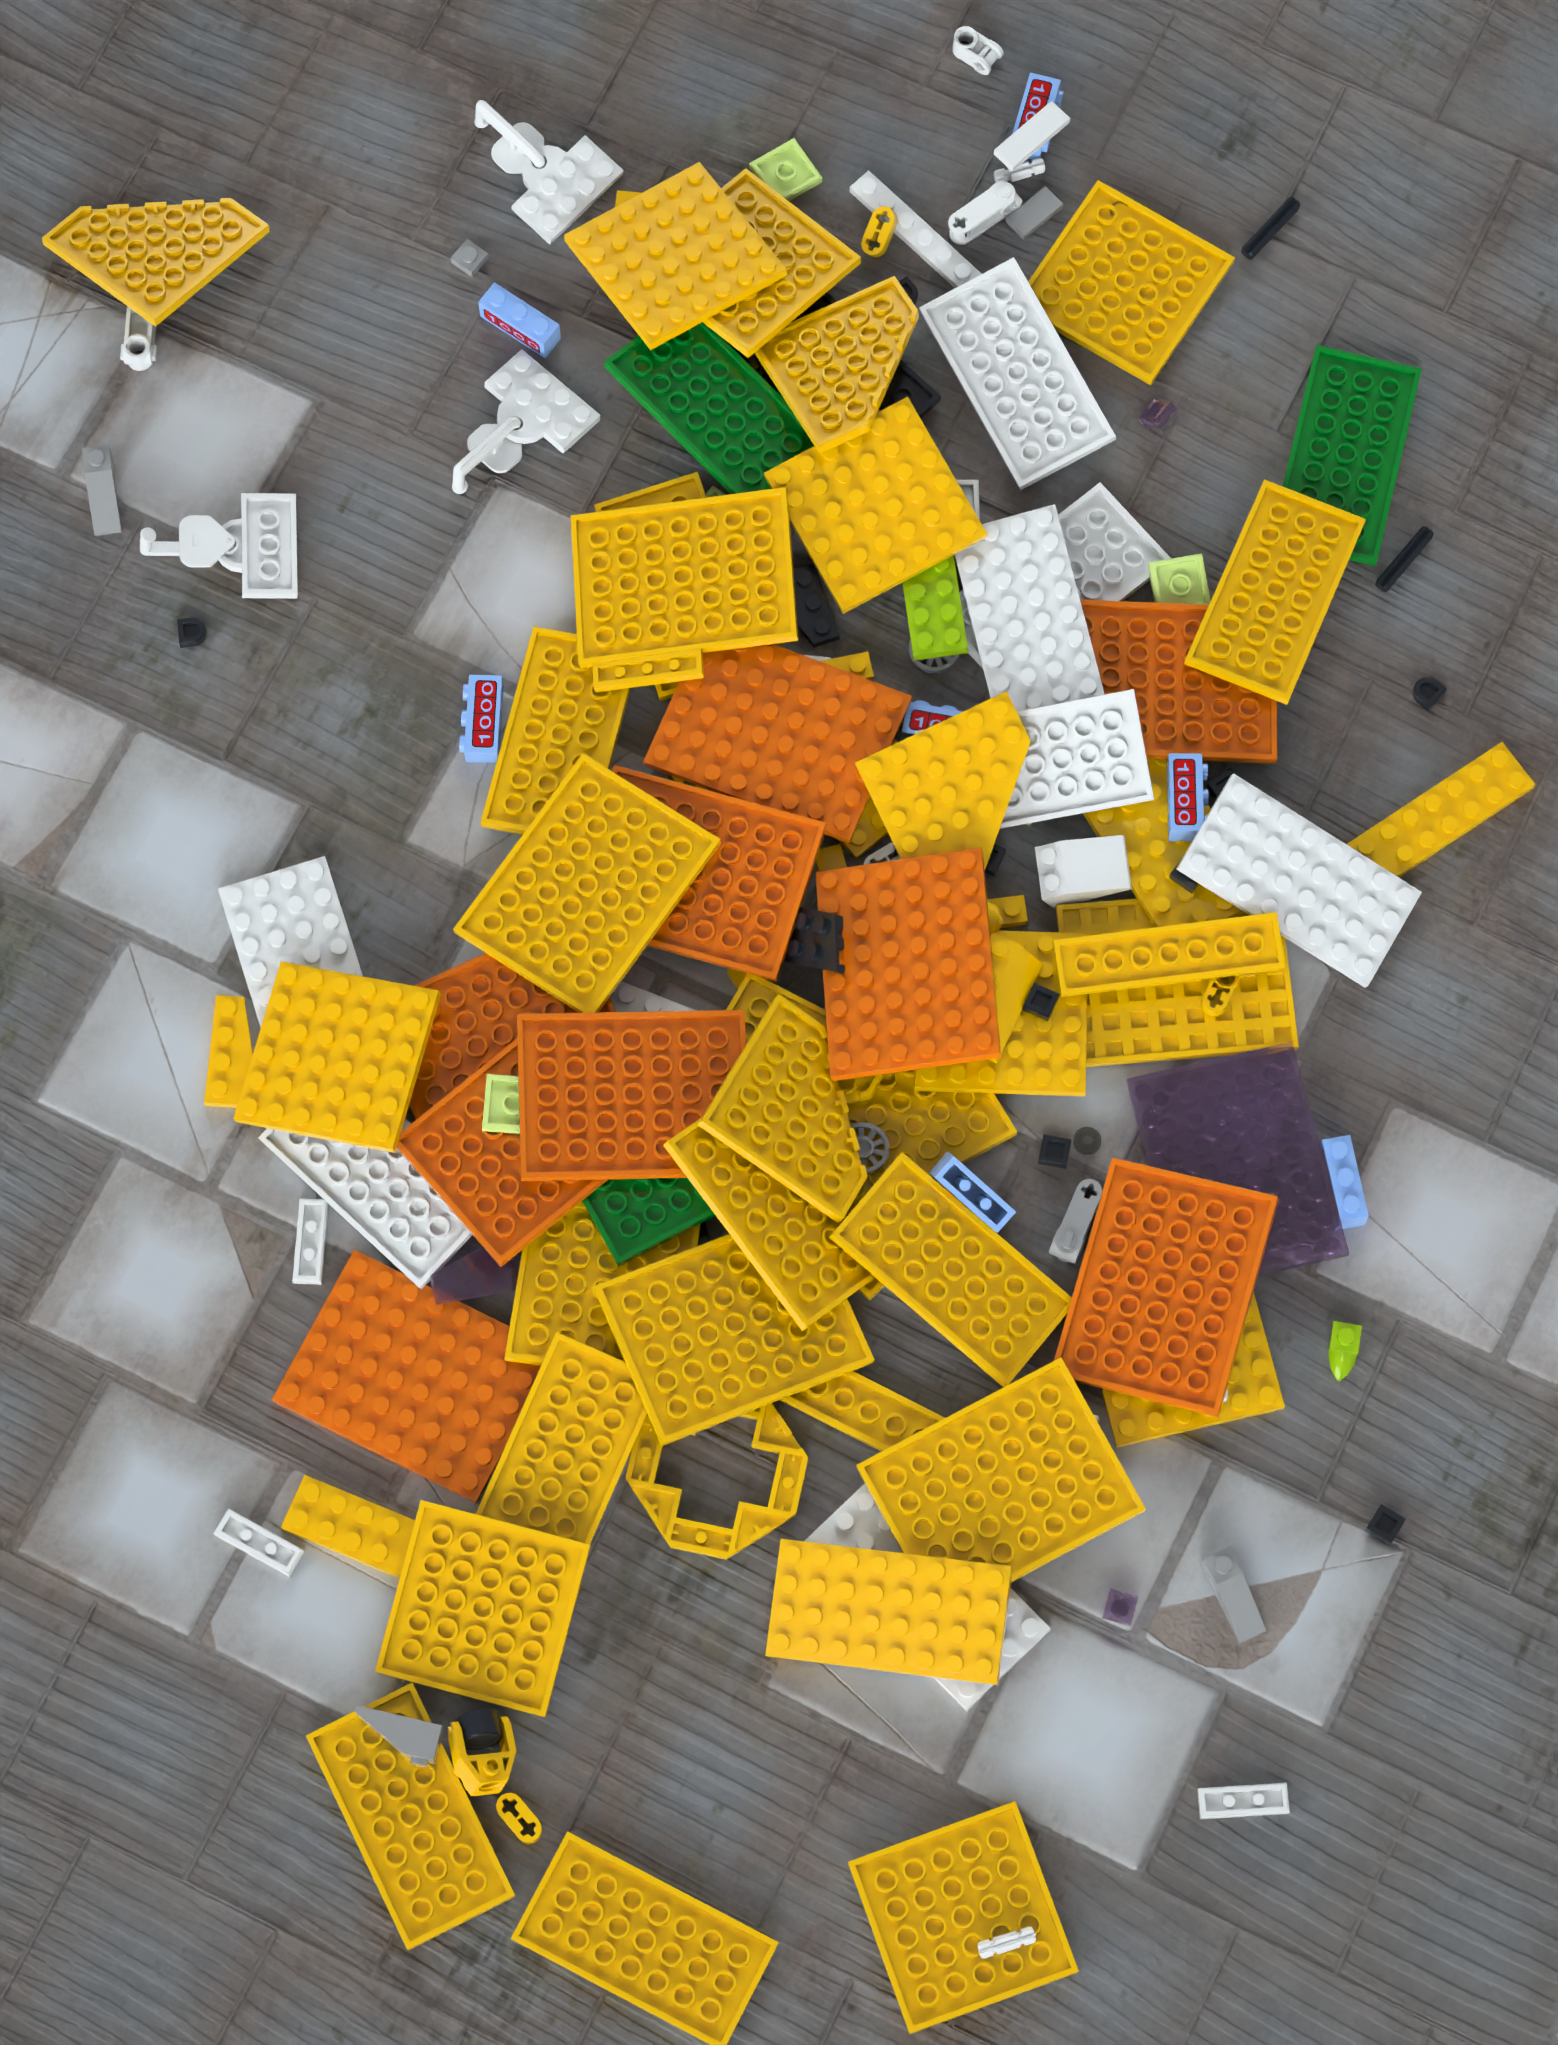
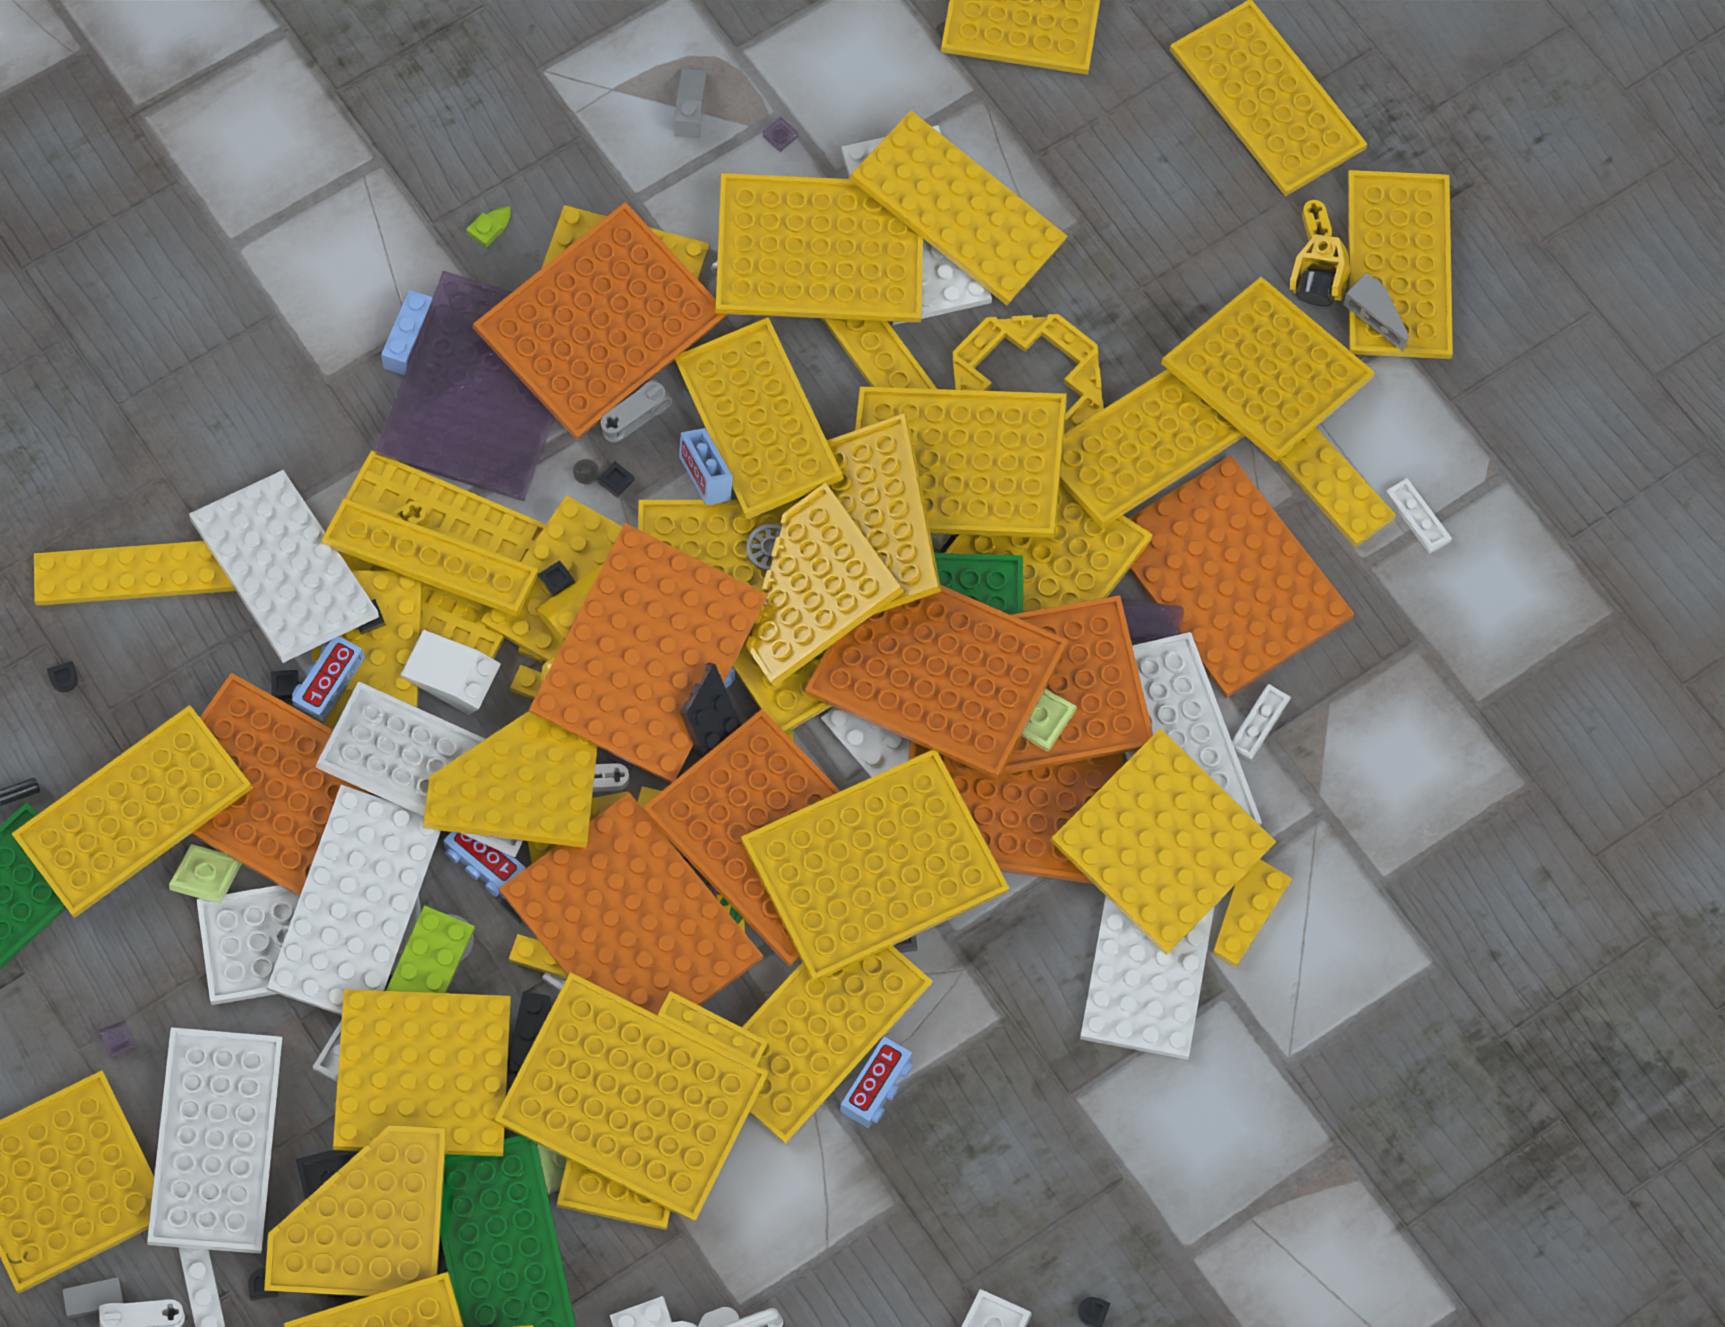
camera: 155 degrees left, 5 degrees down
(1385, 1524) = (545, 88): black plate -> none

